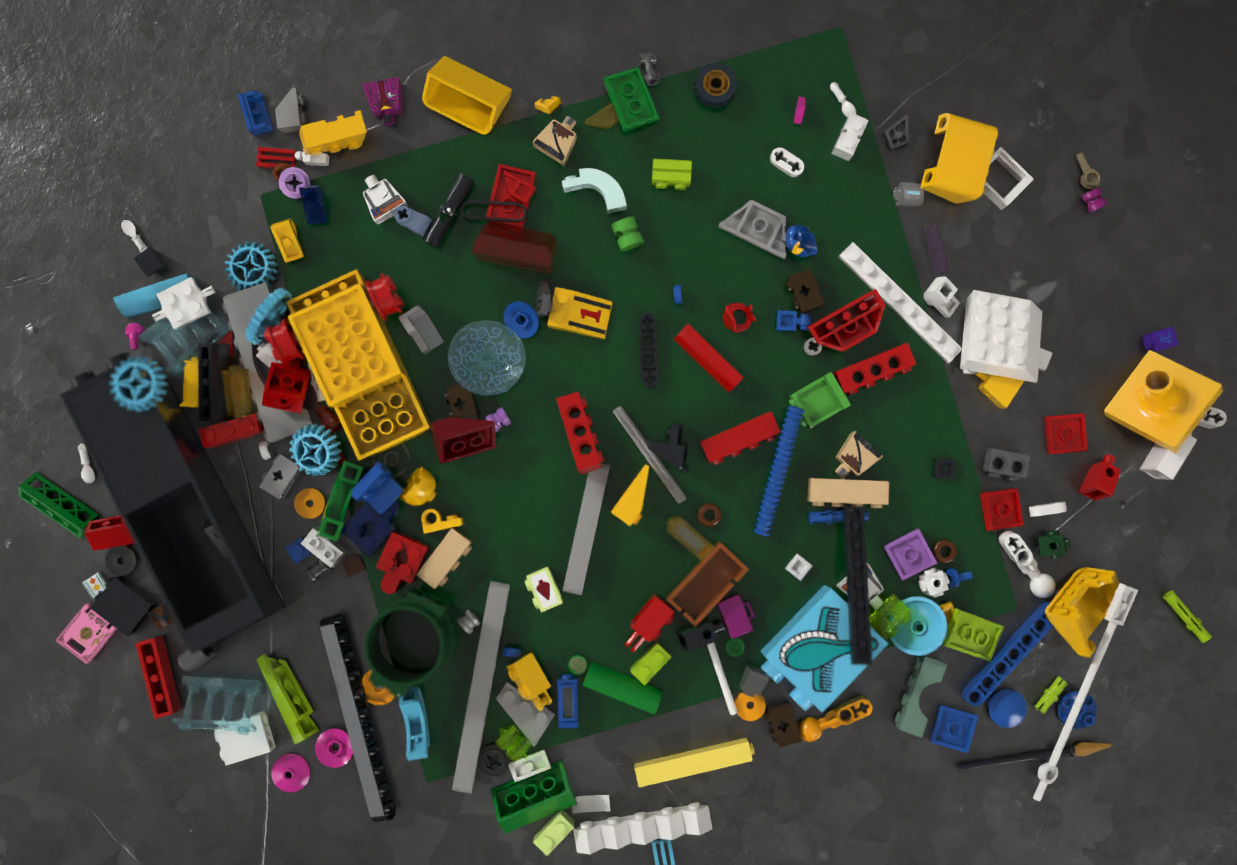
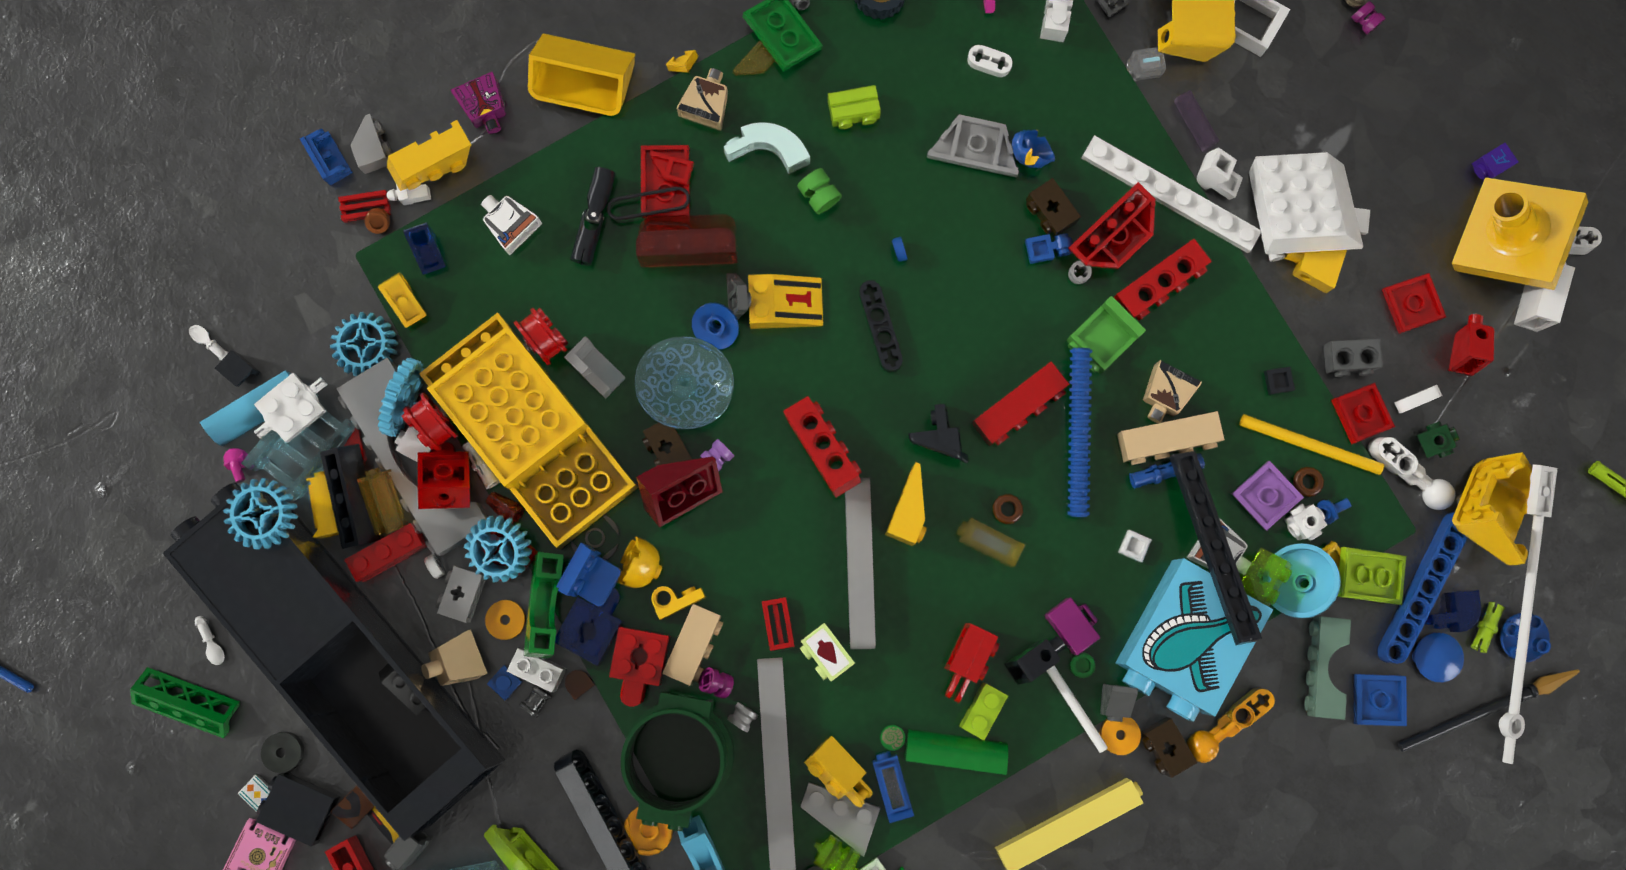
camera: 20 degrees left, 5 degrees down
(108, 533) = (262, 719): red brick -> none
(264, 525) = (455, 661): none -> tan torso
(287, 176) = (384, 222): lavender gear -> none
(415, 222) = (555, 239): sand blue piece -> none
(453, 590) = (717, 683): none -> magenta wheel
(505, 559) = (781, 645): none -> red tile
(513, 652) = (806, 742): blue tile -> none
(650, 456) = (914, 453): light grey axle -> none
(706, 584) = (1028, 593): dark orange piece -> none
(708, 358) = (956, 317): red brick -> none
(729, 320) = (972, 266): red piece -> none
(954, 523) = (1311, 444): none -> yellow piece
(1034, 680) = (1461, 614): none -> clear blue brick

